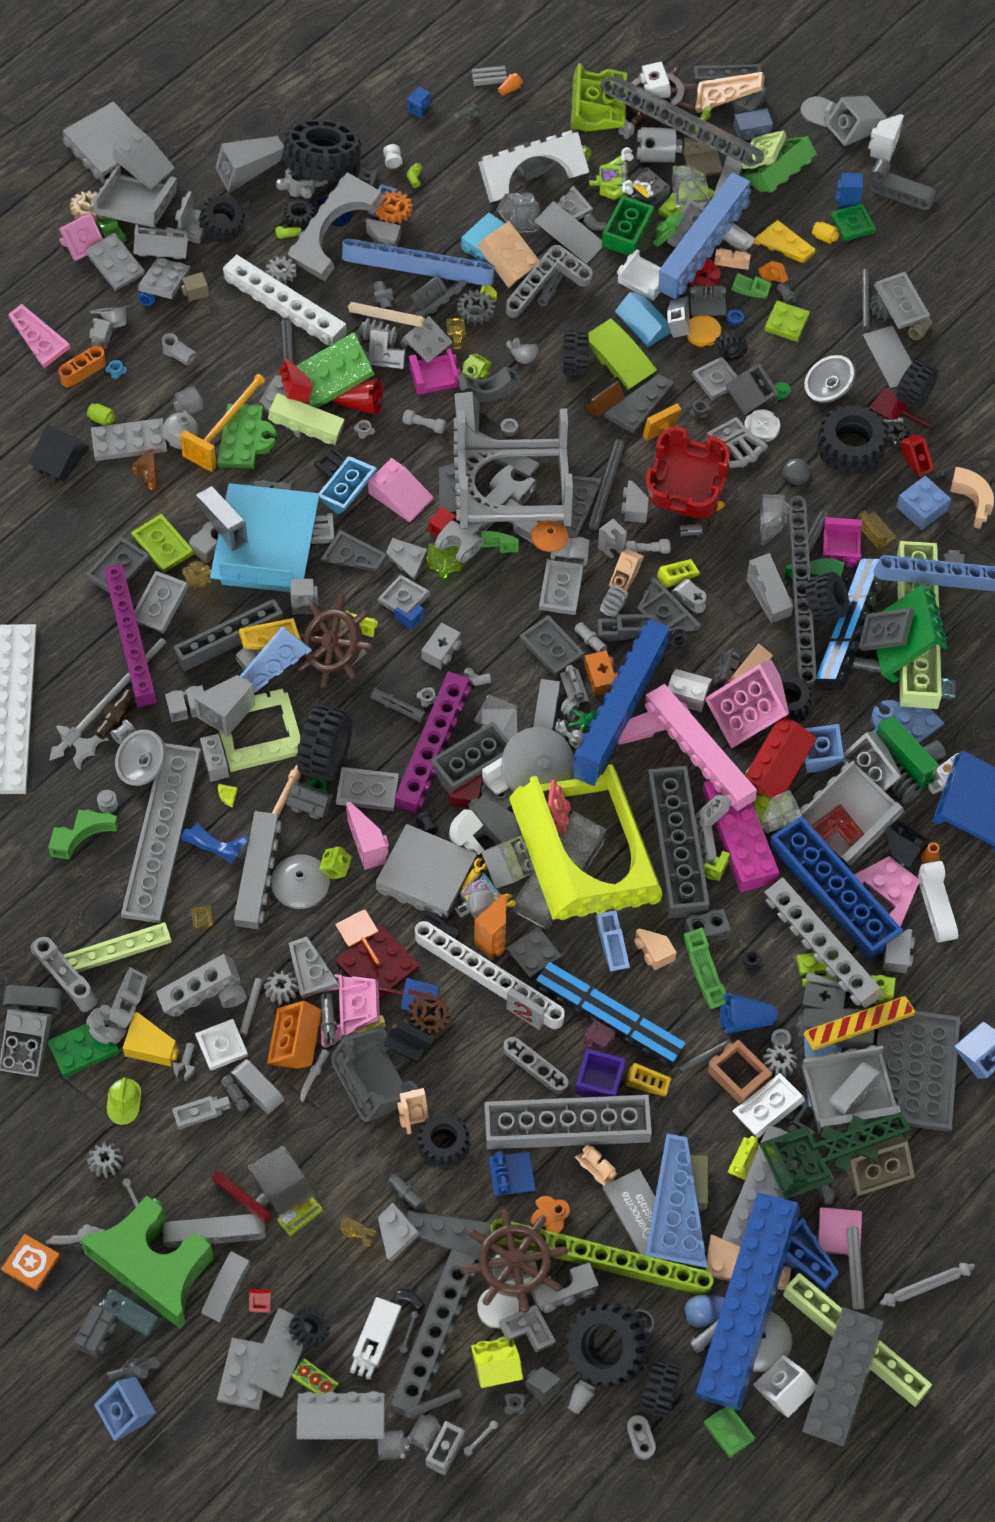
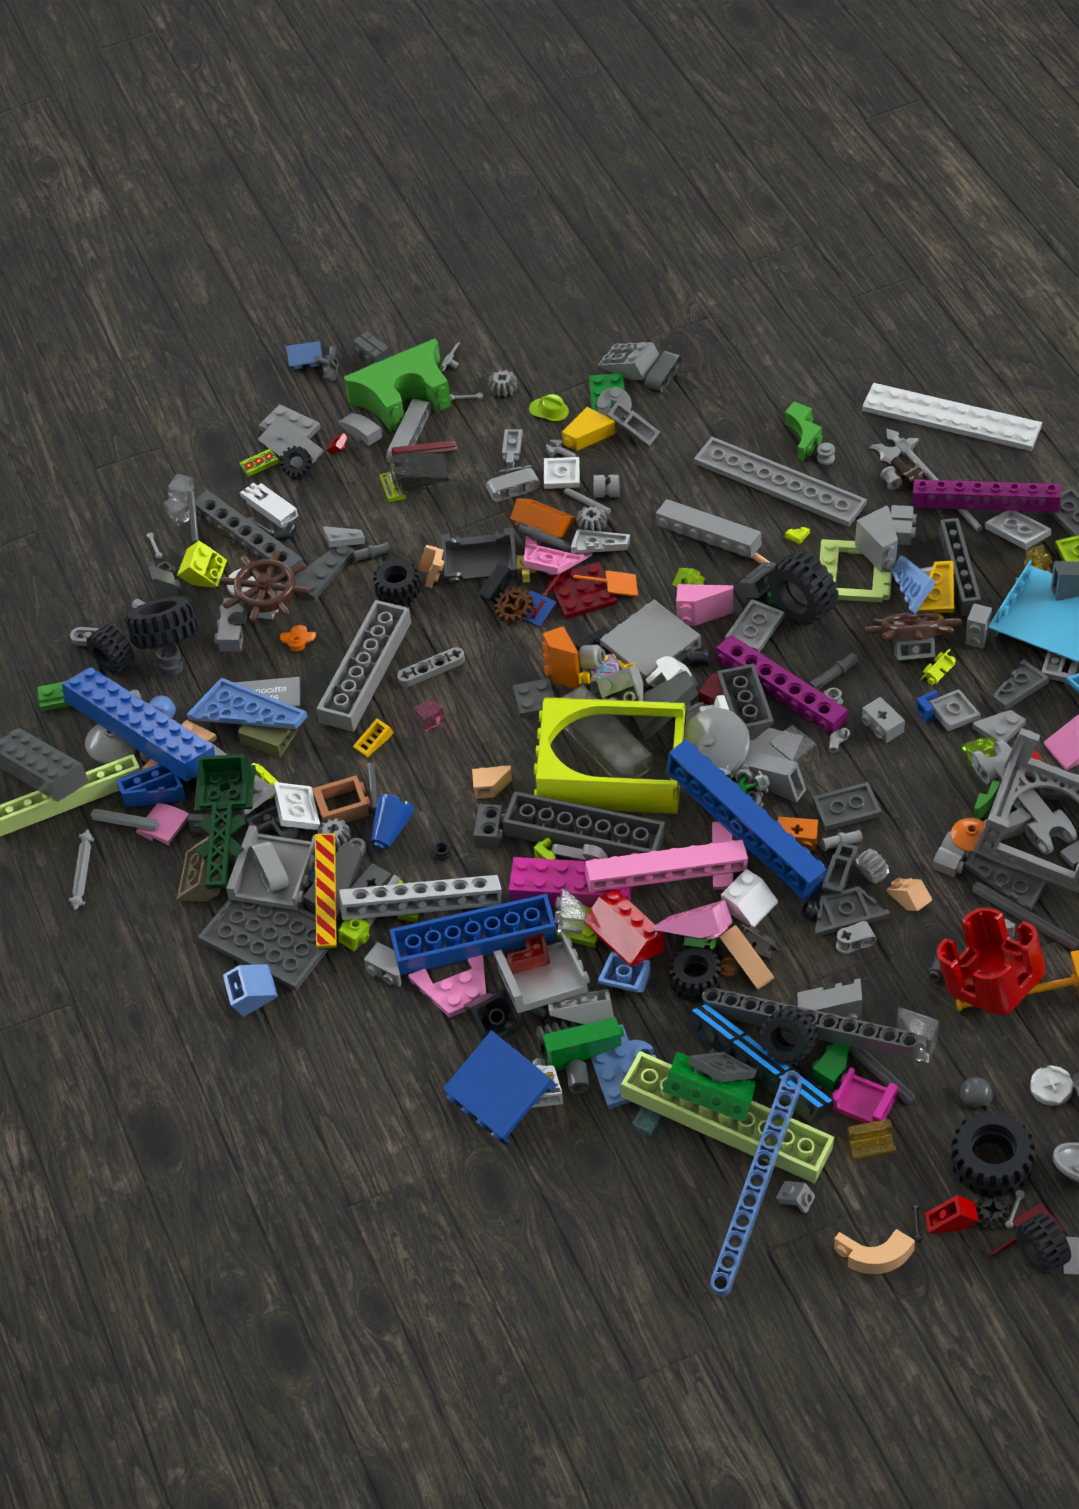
camera: 120 degrees right, 10 degrees down
(30, 1262) = (448, 330): orange tile -> none
(64, 973) = (694, 379): light grey plate -> none
(119, 947) = (682, 427): yellowish green plate -> none
(140, 757) = (855, 479): light grey dish -> none
(170, 995) = (614, 460): light grey brick -> none
(202, 917) = (686, 490): clear yellow tile -> none
(204, 841) = (754, 505): blue animal -> none
(214, 757) = (835, 527): light grey brick -> none
(299, 891) = (687, 555): light grey dish -> none
(314, 1071) = (505, 524): light grey piece -> none
(341, 1415) = (216, 459): light grey slope -> none
(352, 1228) = (359, 512): clear yellow plate -> none
(445, 1448) = (156, 514): light grey brick -> none
(483, 966) = (519, 661): white beam -> none
(511, 1173) = (345, 621): blue hinge -> none
(525, 1008) = (479, 664): light grey tile -> none
(530, 1324) = (215, 595): light grey plate -> none
(558, 807) = (654, 733): coral bracket -> none
(561, 587) = (912, 835): light grey plate -> none
(573, 684) = (793, 810): light grey hinge -> none
(594, 1005) = (444, 728): brick -> none
(599, 1074) = (391, 698): dark purple piece -> none
(602, 1172) = (317, 676): light nougat hinge -> none
(611, 537) = (948, 887): light grey hinge -> none
(612, 940) = (511, 753): light blue slope -> none
(613, 1254) = (241, 655): lime beam -> none
(662, 546) = (935, 909): light grey piece -> none
(666, 575) = (890, 925): neon yellow slope -> none
(704, 968) = (450, 811): bright green slope -> none
(735, 433) = (1046, 1043): light grey plate -> none
(785, 1385) = (64, 734): white slope -> none
(923, 502) = (883, 1194): medium blue brick -> none
(931, 853) = (468, 1031): orange cone -> none
(937, 901) = (417, 1017): white beam -> none

